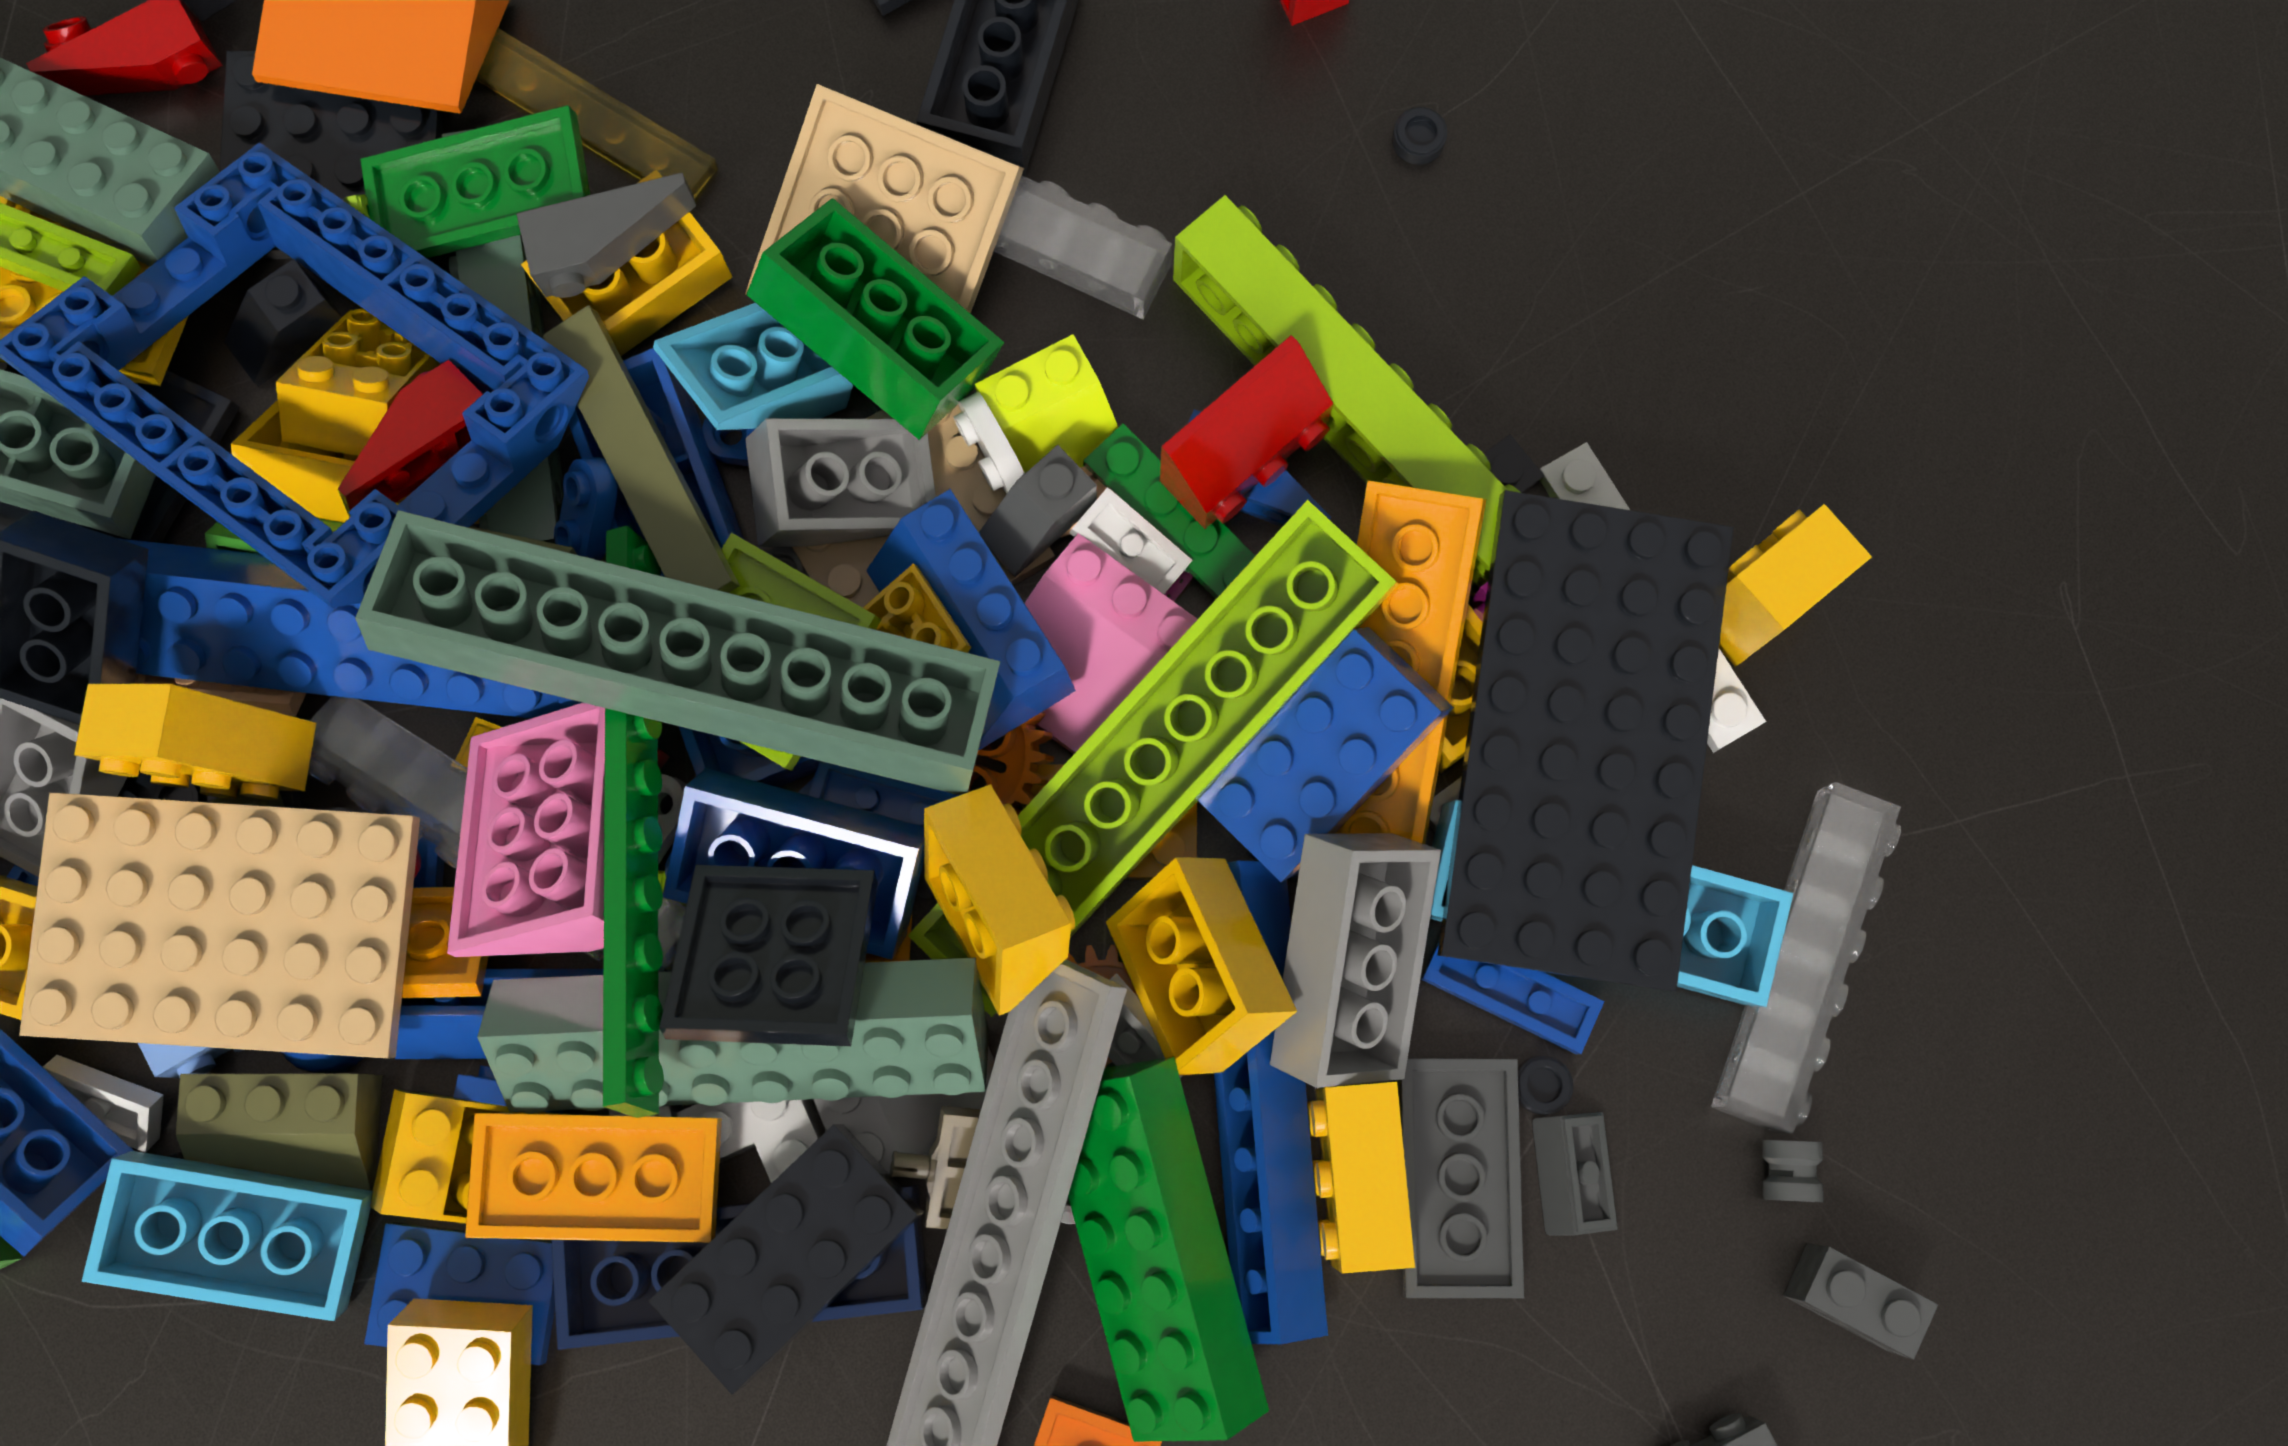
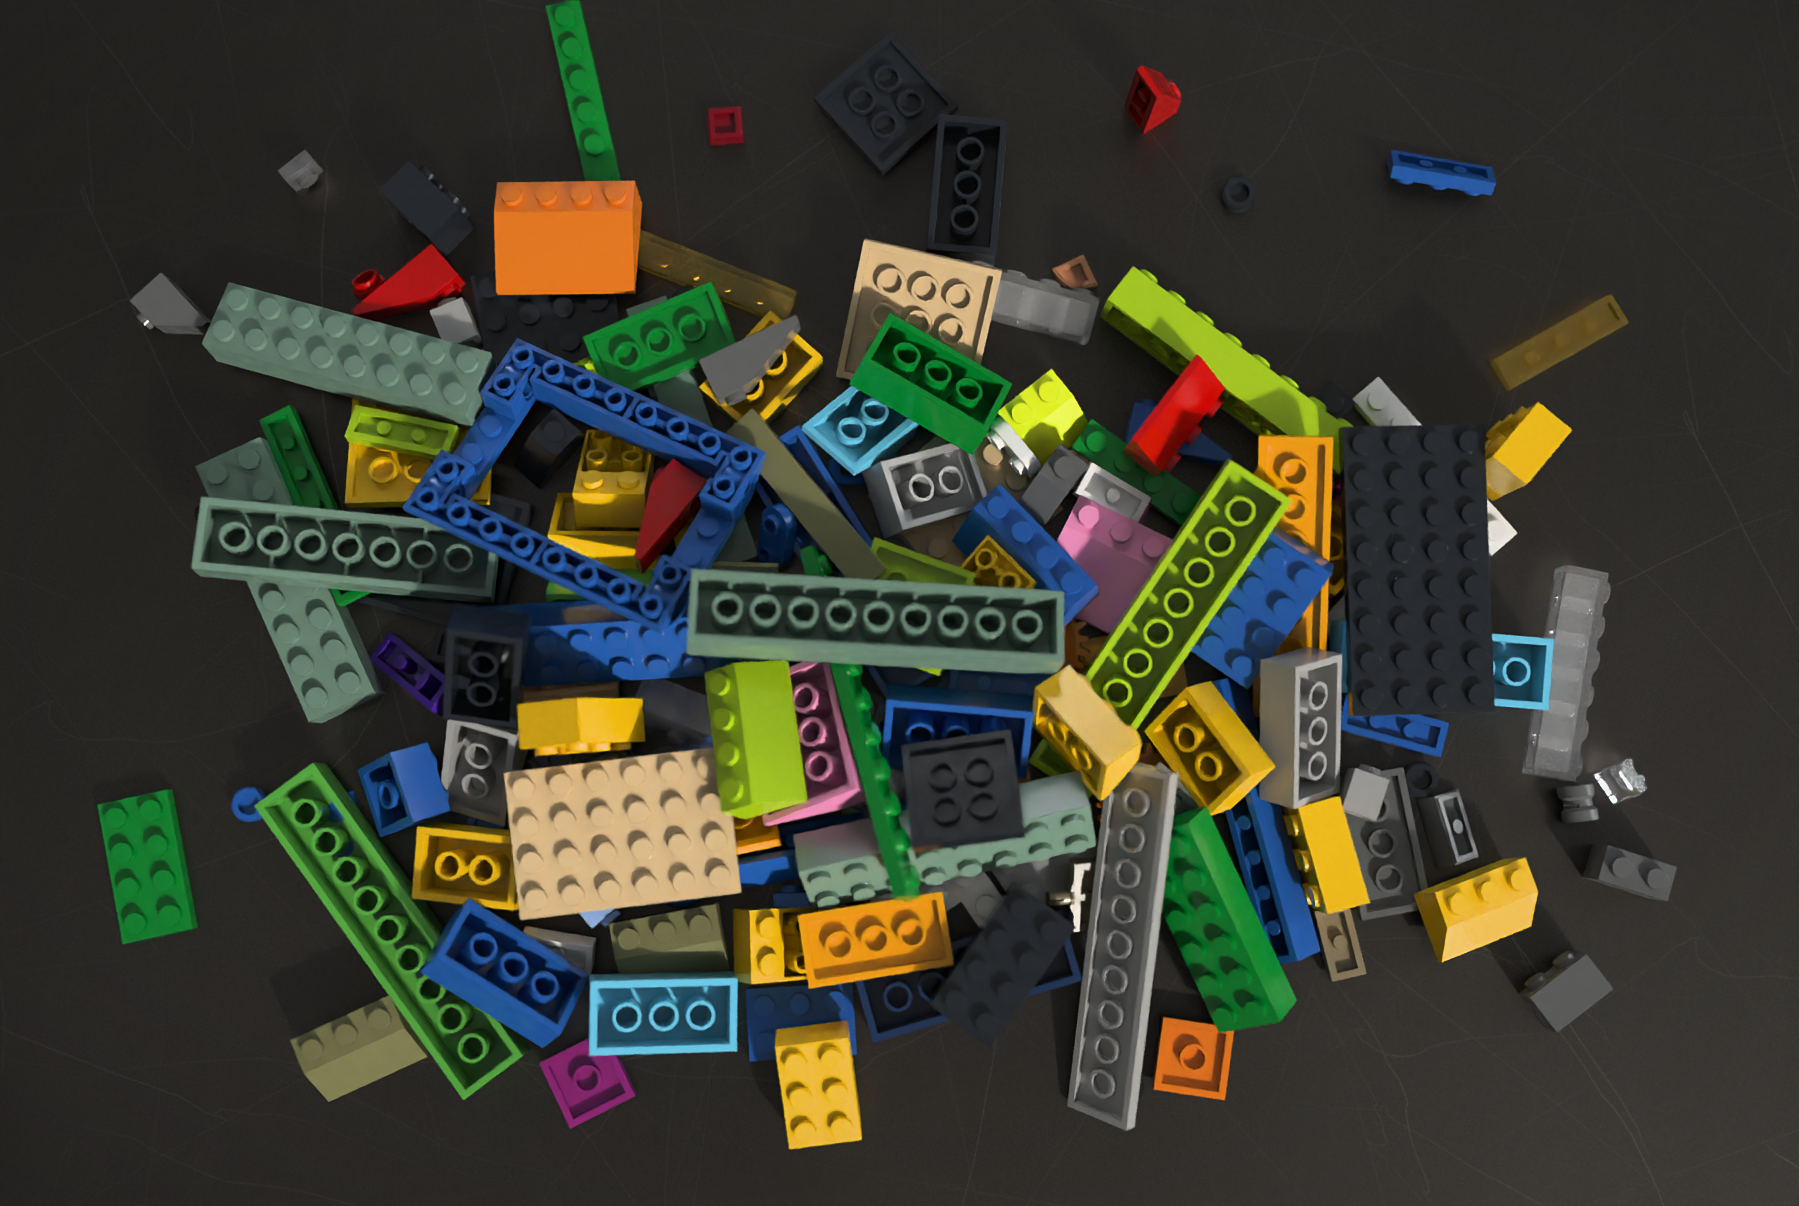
camera: 10 degrees left, 5 degrees up
(92, 1331) = (586, 1083): none -> magenta plate
(186, 110) = (456, 322): none -> light grey brick
(463, 812) = (755, 738): none -> lime slope
(1146, 206) = (1075, 274): none -> nougat tile
(1363, 1330) = (1339, 944): none -> dark tan plate
(1441, 1086) = (1363, 792): none -> light grey brick
(1600, 1312) = (1478, 907): none -> yellow slope
(1737, 156) = (1441, 173): none -> blue plate
(1869, 1147) = (1621, 781): none -> clear tile
(1880, 441) = (1559, 342): none -> clear yellow tile

